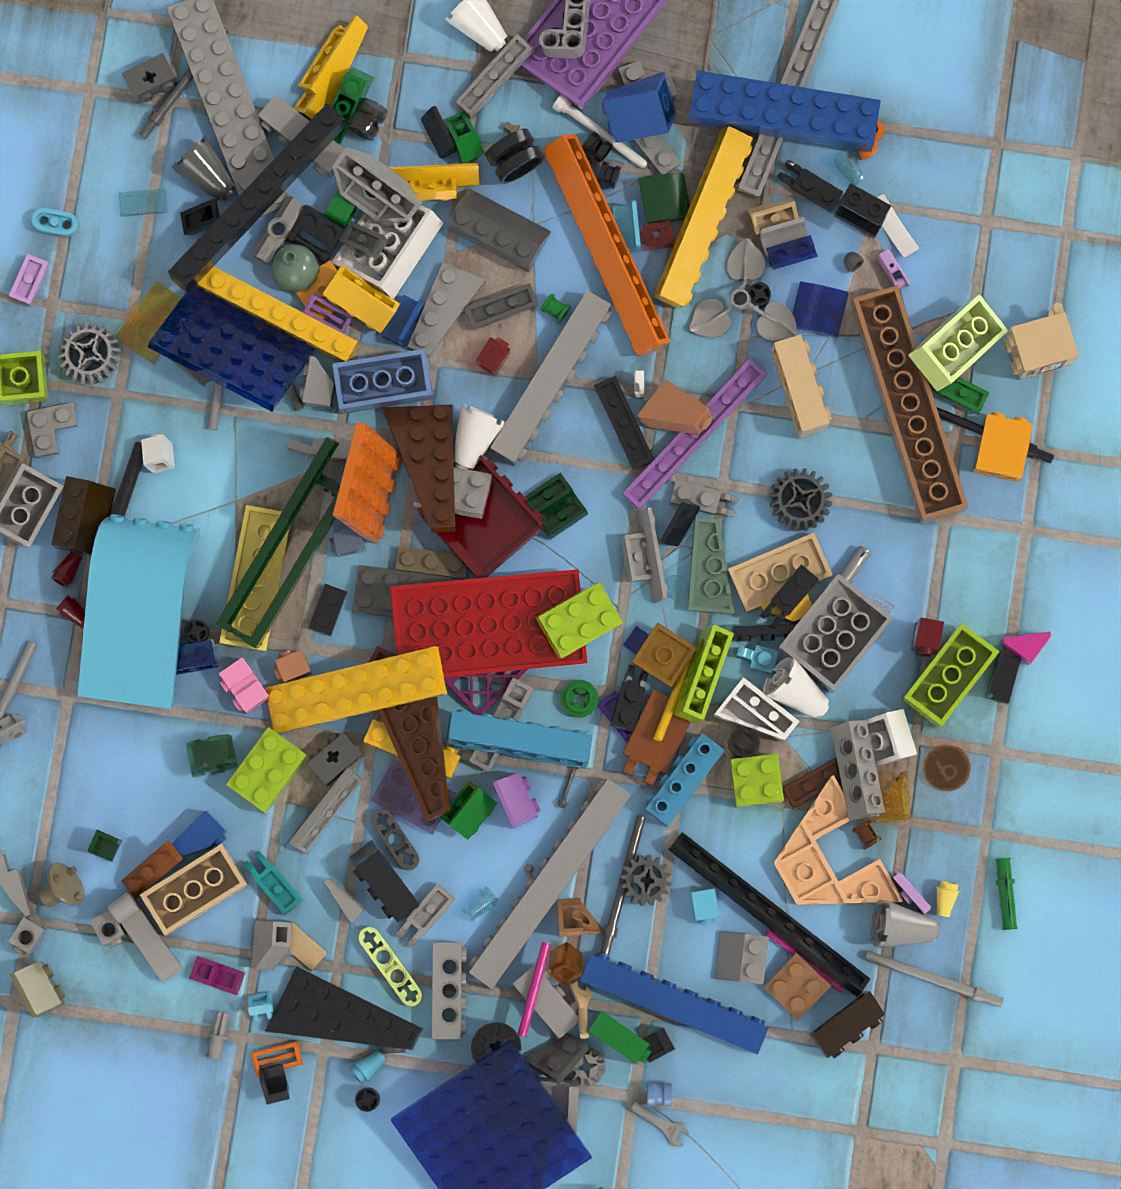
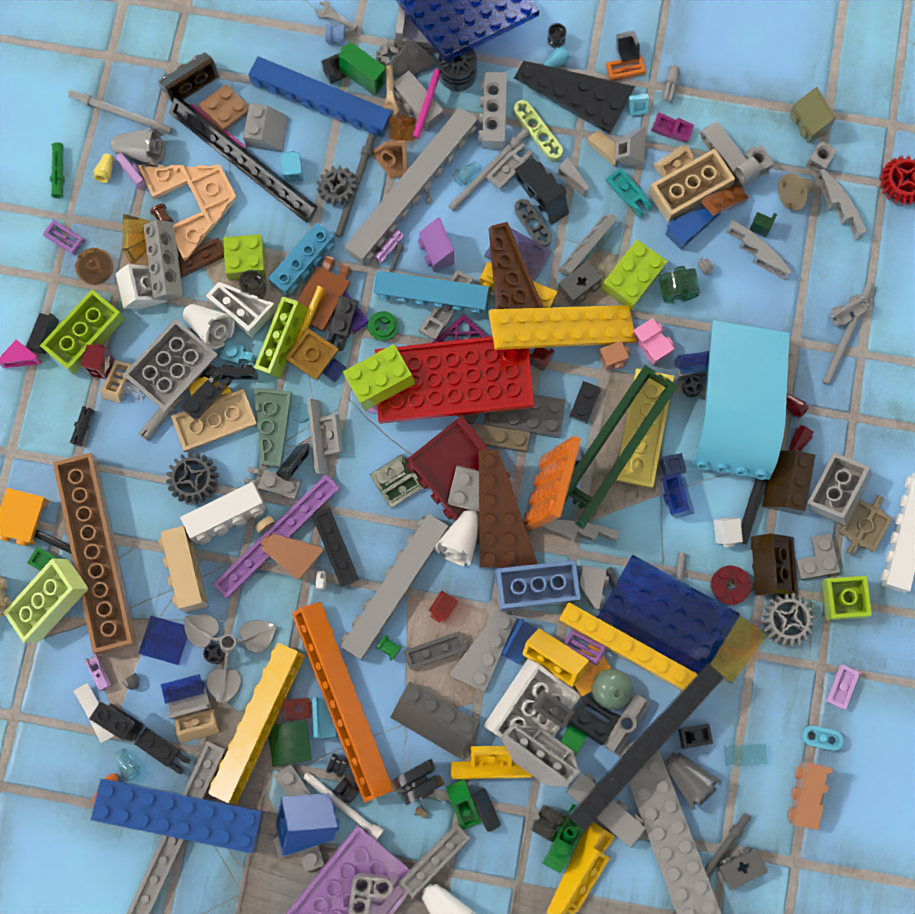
camera: 175 degrees left, 5 degrees down
(73, 158) = (808, 795): none -> nougat wedge
(103, 415) = (774, 565): none -> dark brown slope
(105, 803) = (764, 255): none -> light grey slope
(149, 381) = (739, 578): none -> dark red plate
(178, 786) = (705, 266): none -> light grey plate
(215, 928) = (674, 160): none -> tan slope
(217, 493) = (677, 495): none -> clear blue brick
(222, 530) = (673, 464): none -> dark blue panel
(421, 946) = (512, 144): none -> light grey bar
(469, 810) = (472, 240): green brick -> none
(576, 803) = (389, 246): none -> lavender axle
(709, 447) = (265, 524): none -> tan tile
(757, 454) = (224, 513): none -> white brick
(916, 603) = (112, 392): none -> tan slope
(941, 561) = (81, 426): none -> black pin
(1006, 815) = (75, 245): none -> medium lavender tile

